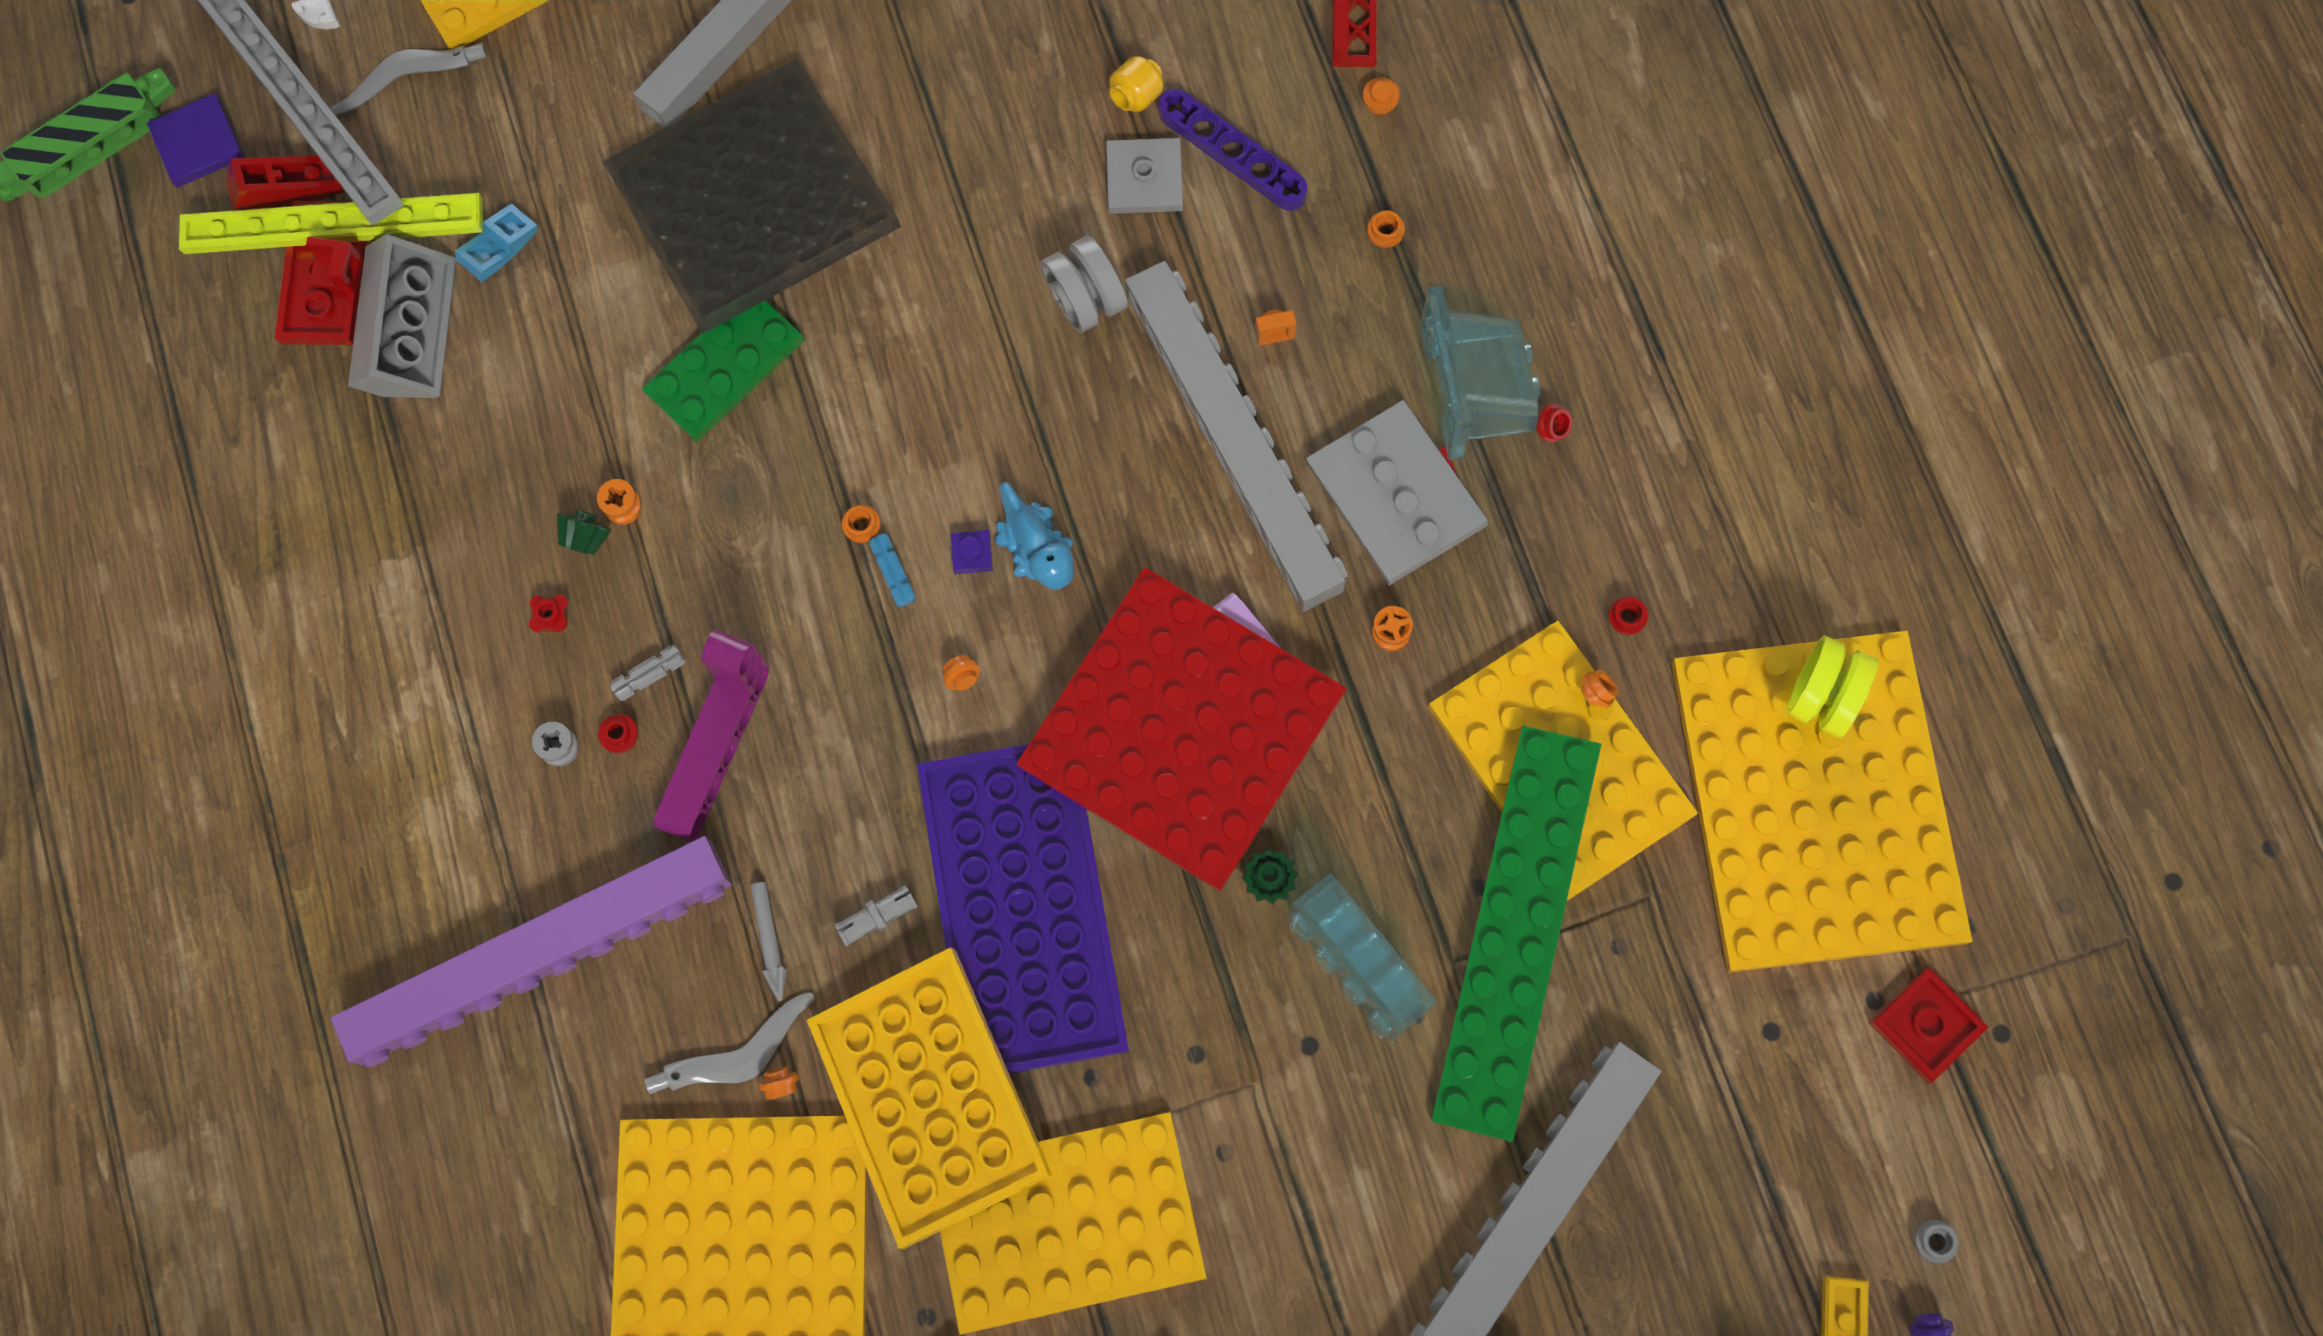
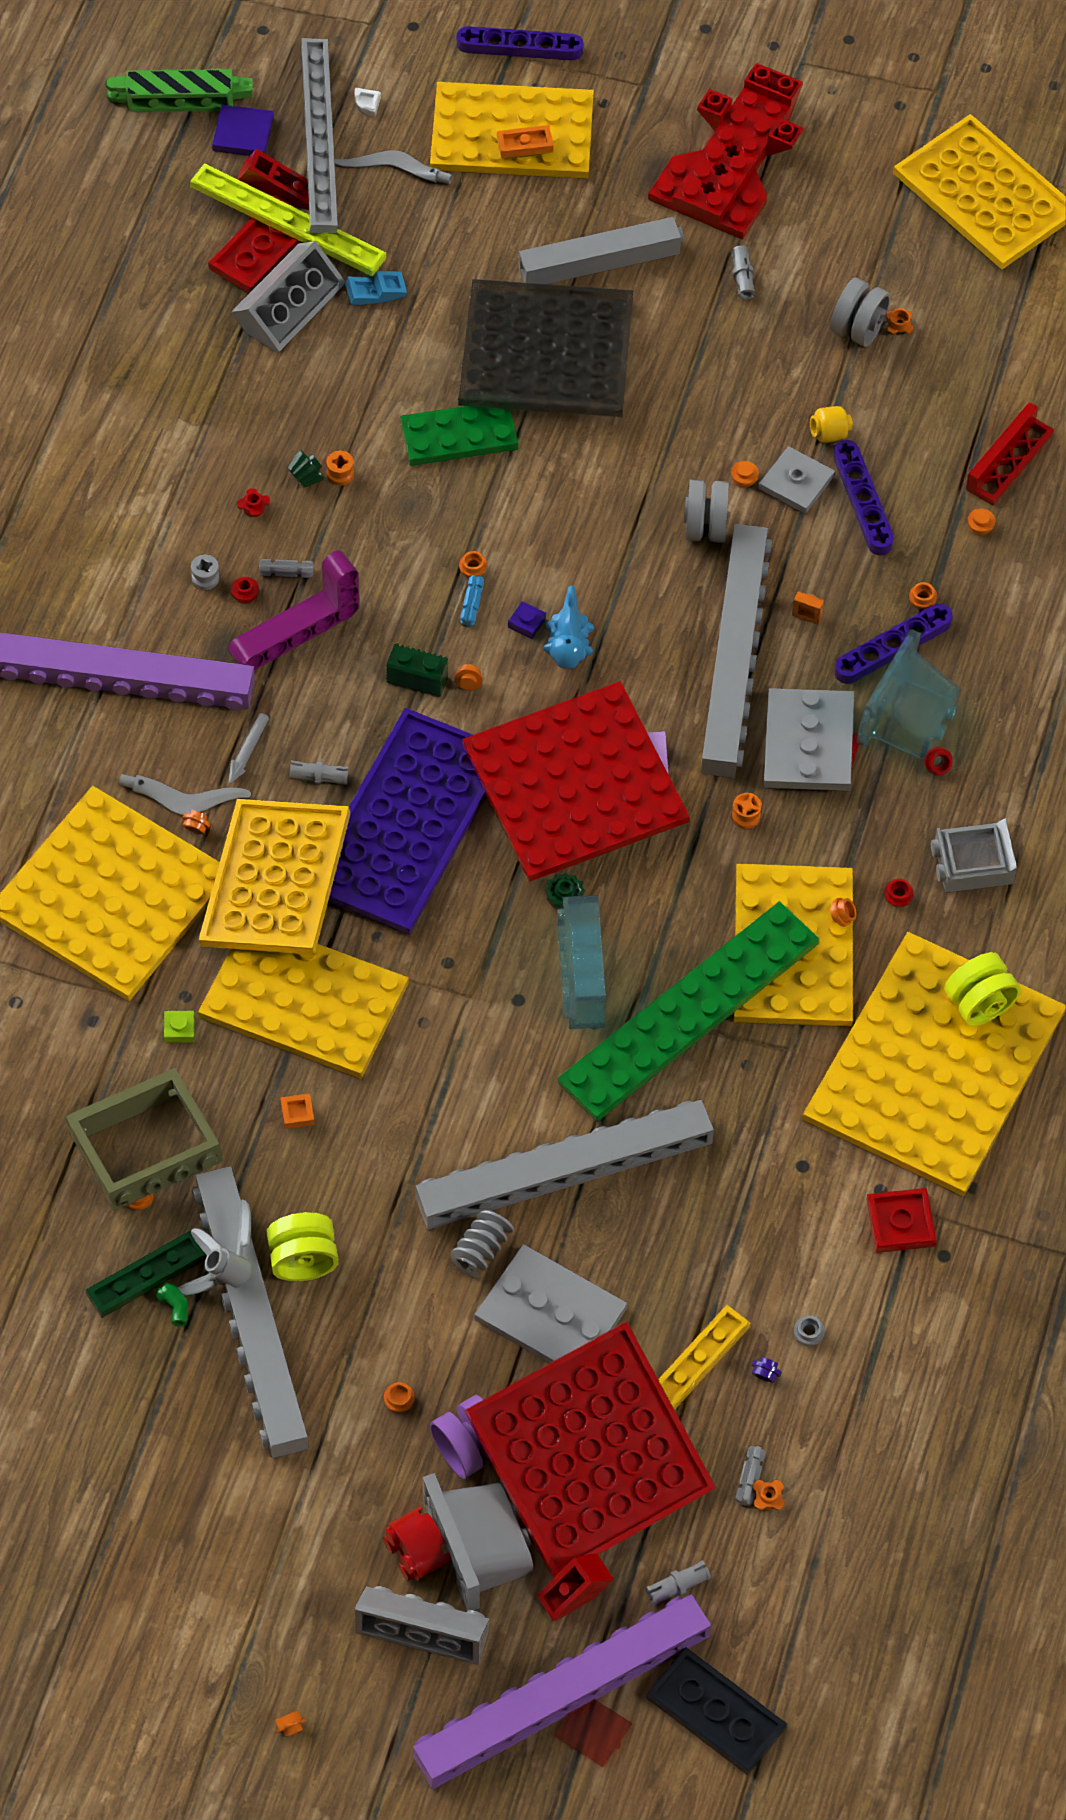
camera: 30 degrees right, 15 degrees down
(335, 264) = (273, 242): red panel -> none
(896, 705) = (417, 670): none -> dark green brick
(1083, 206) = (744, 474): none -> orange plate
(1388, 324) = (886, 653): none -> dark purple beam
(1678, 514) = (974, 856): none -> light grey window

